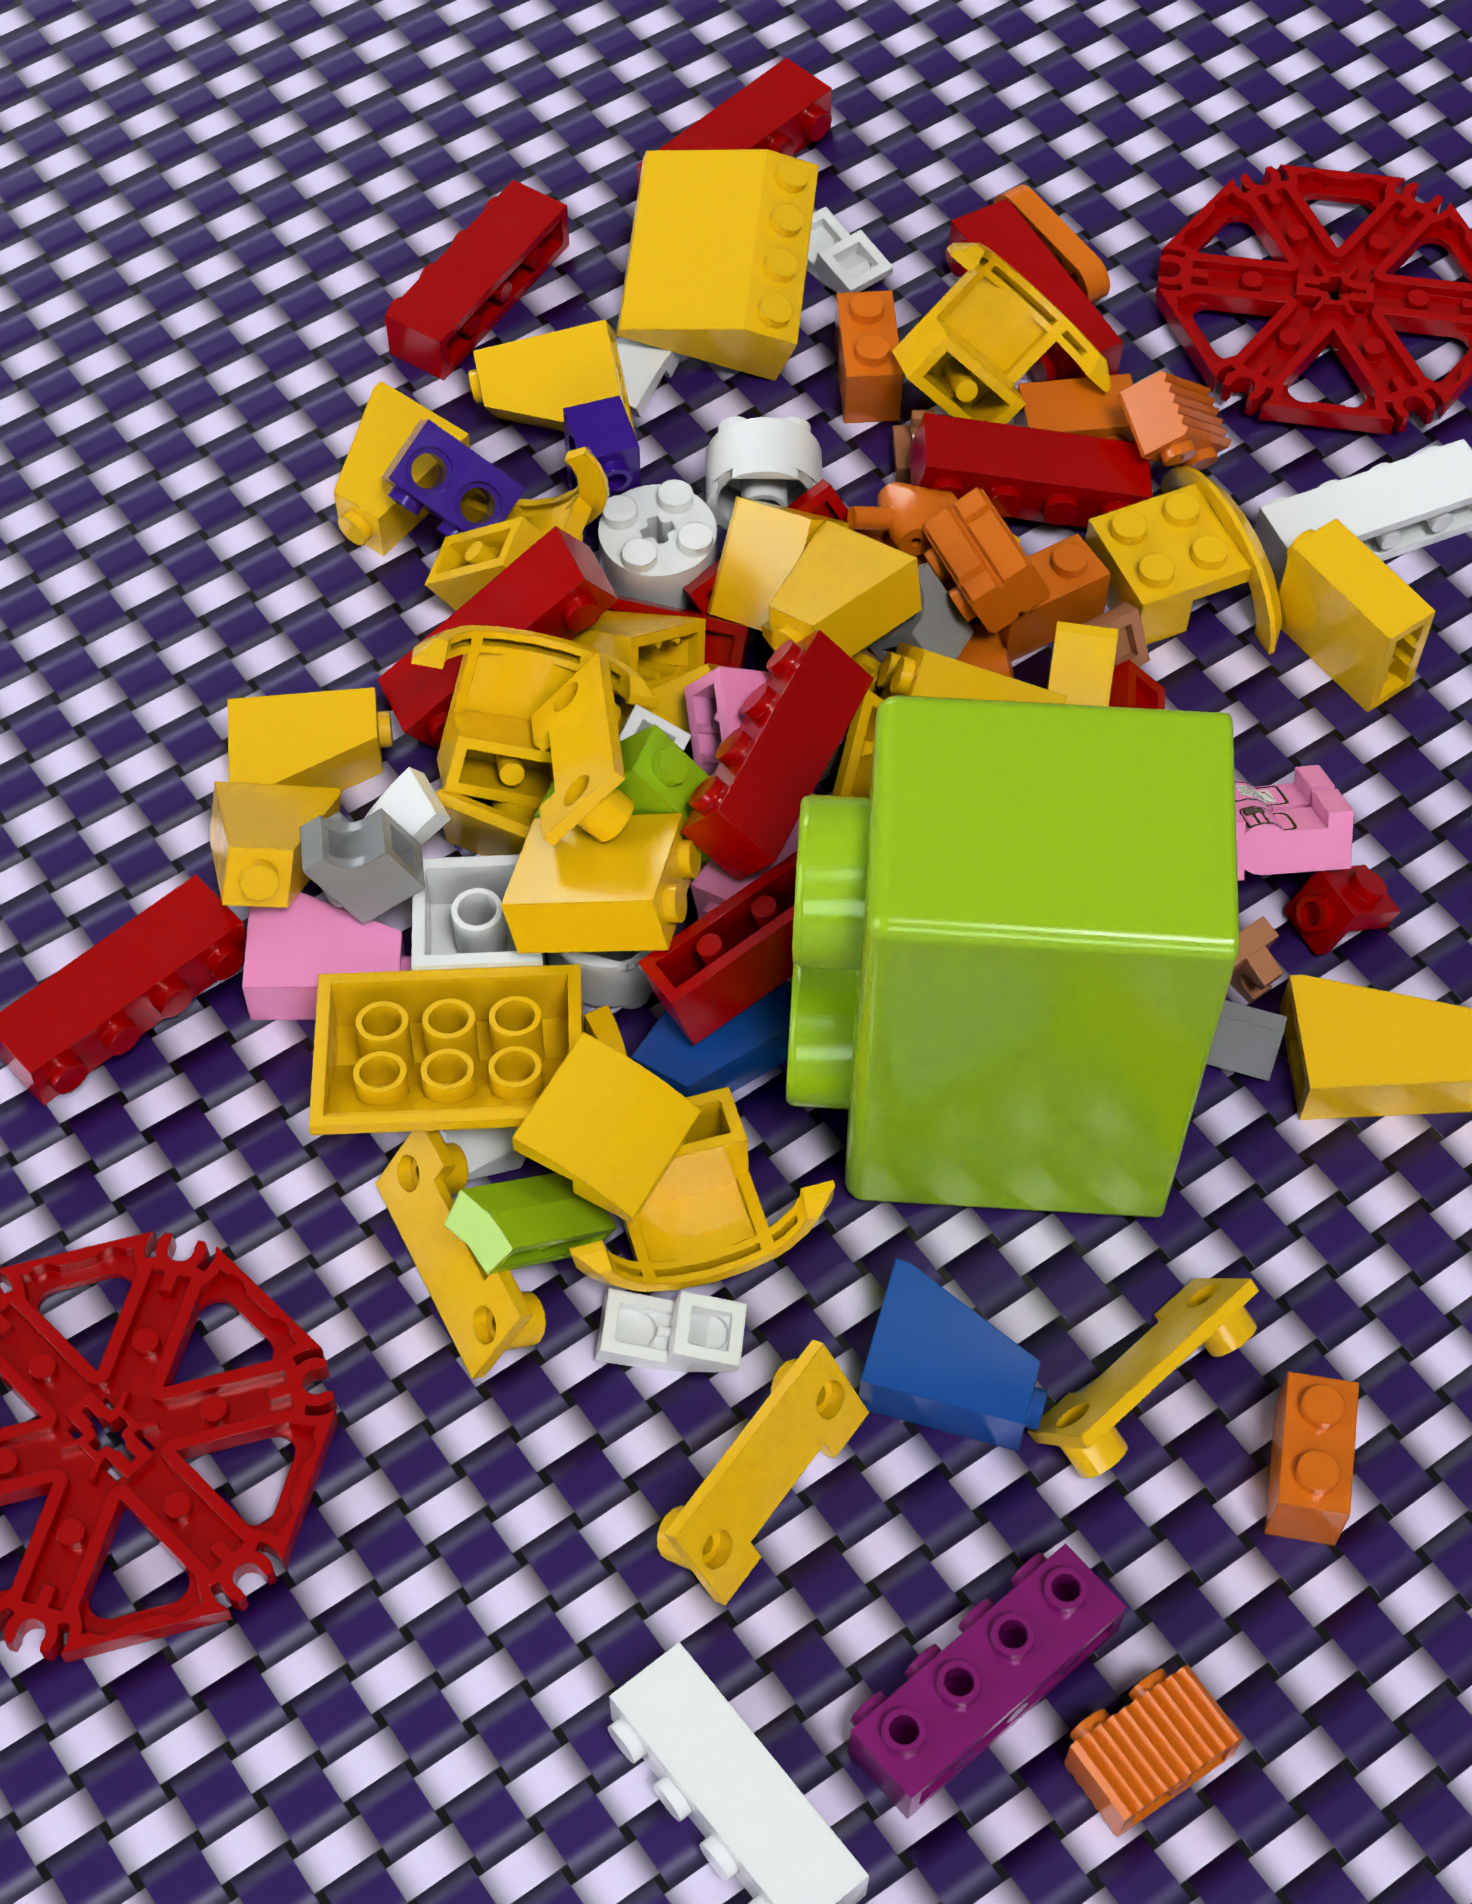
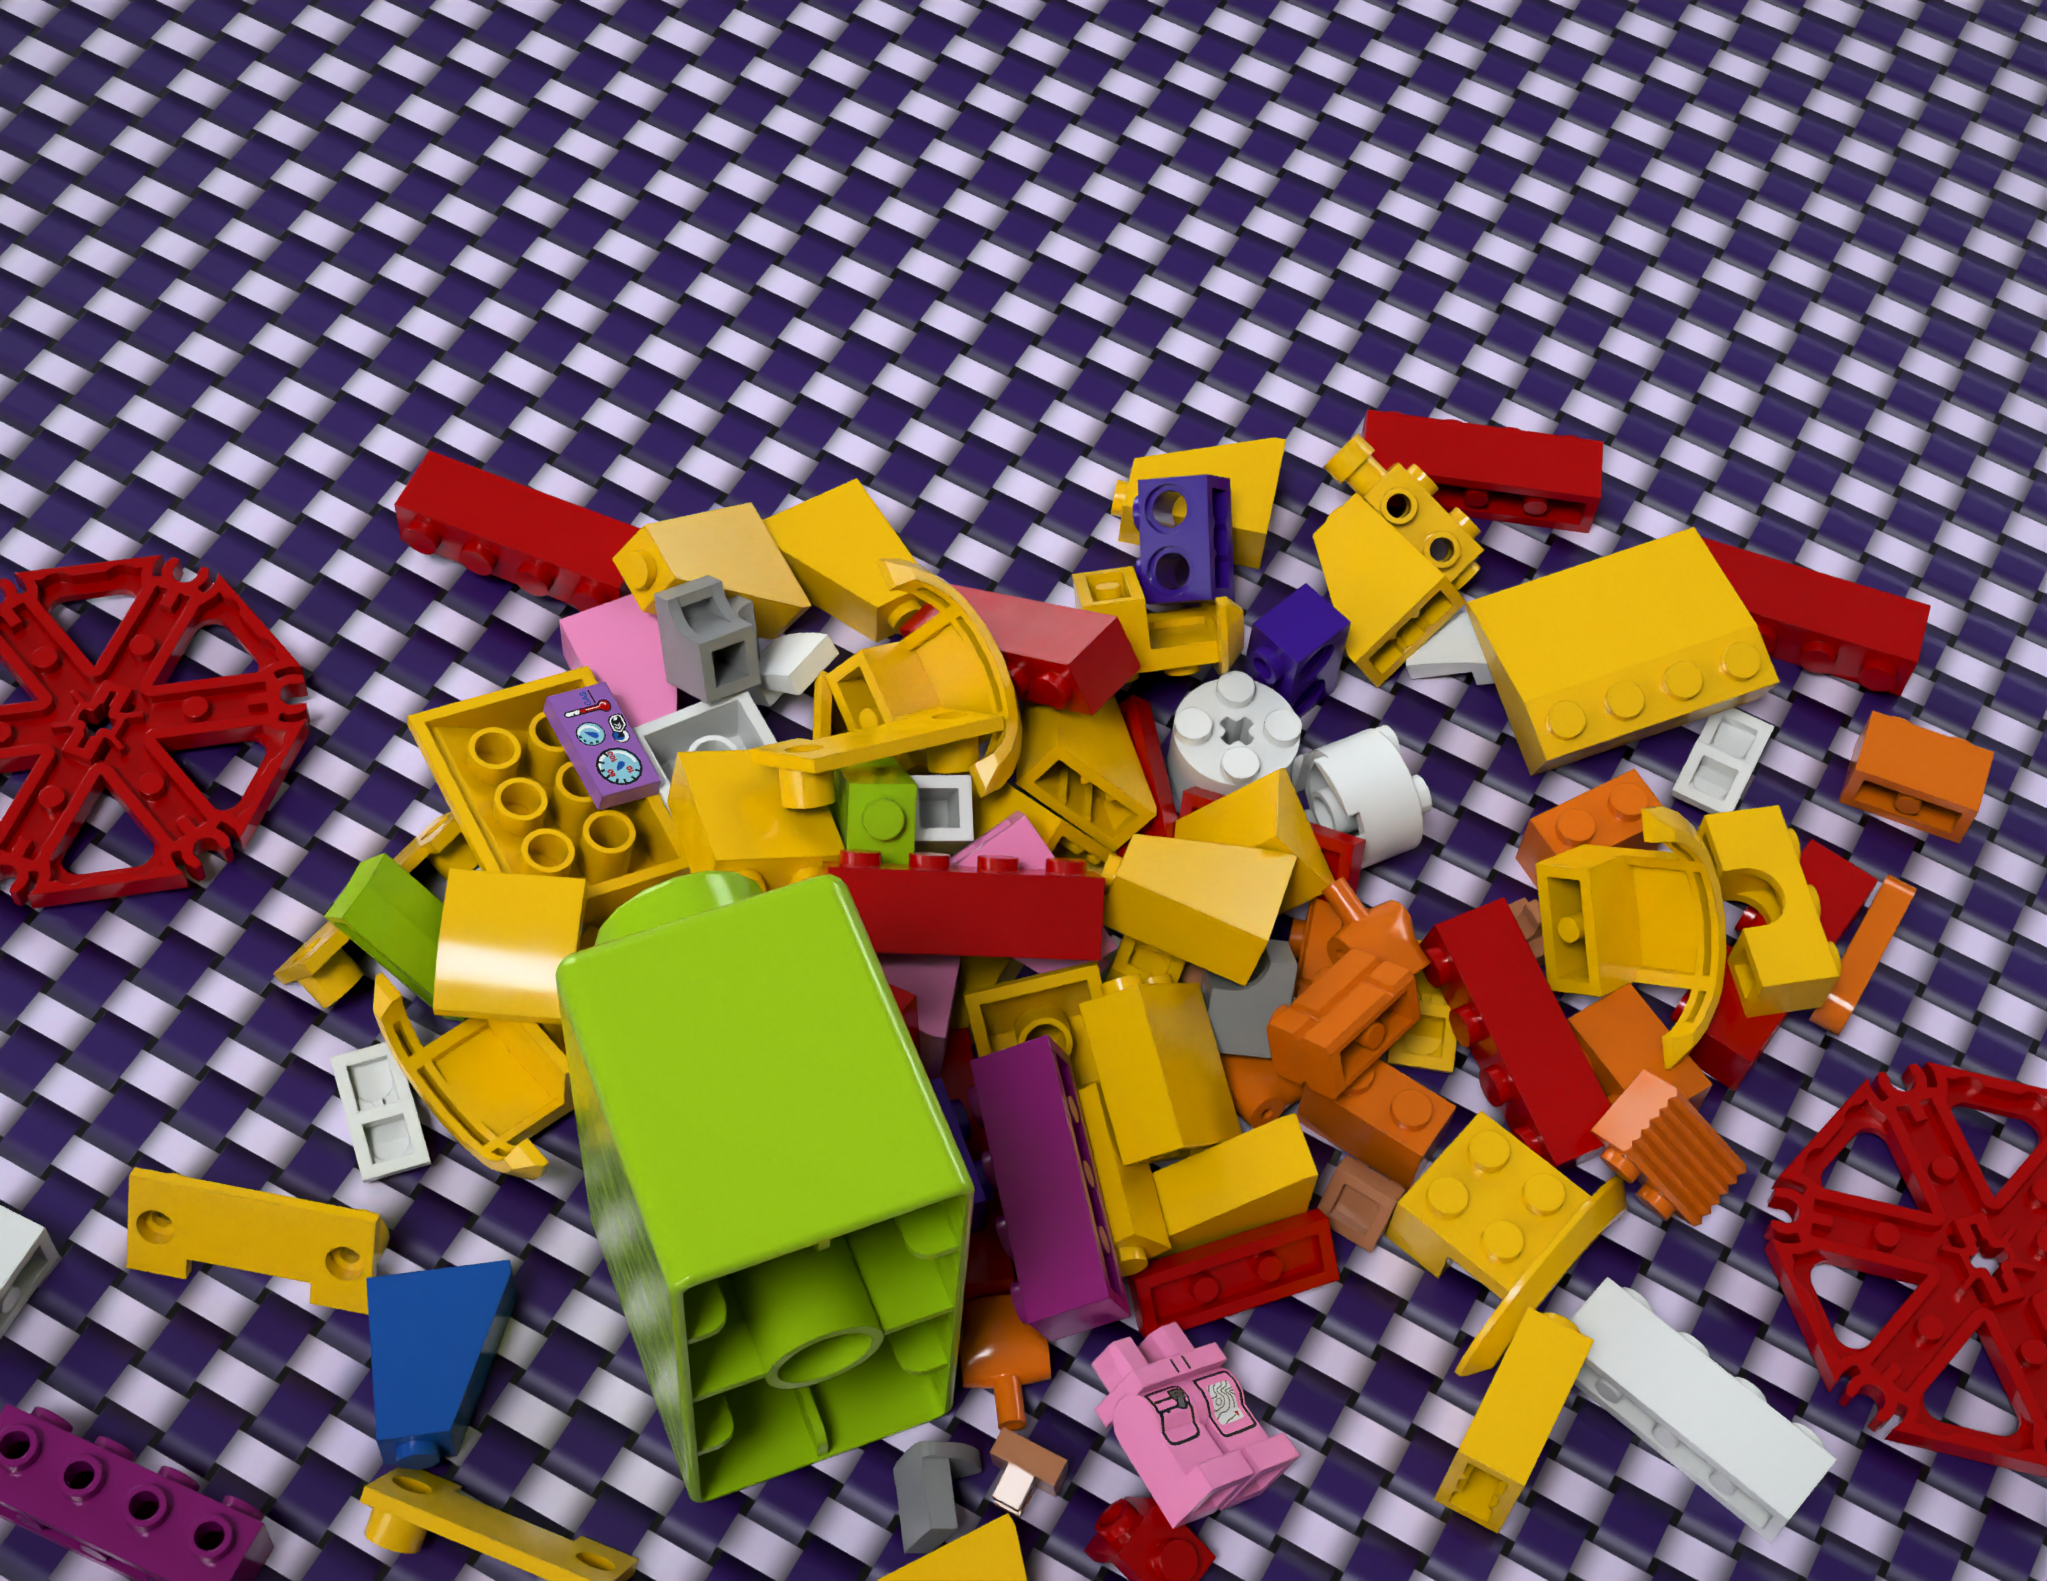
camera: 60 degrees right, 0 degrees up
(422, 986) = (601, 746): none -> medium lavender tile
(496, 321) = (1422, 515): none -> yellow brick
(918, 144) = (1916, 776): none -> orange brick
(1053, 261) = (1789, 959): none -> yellow arch

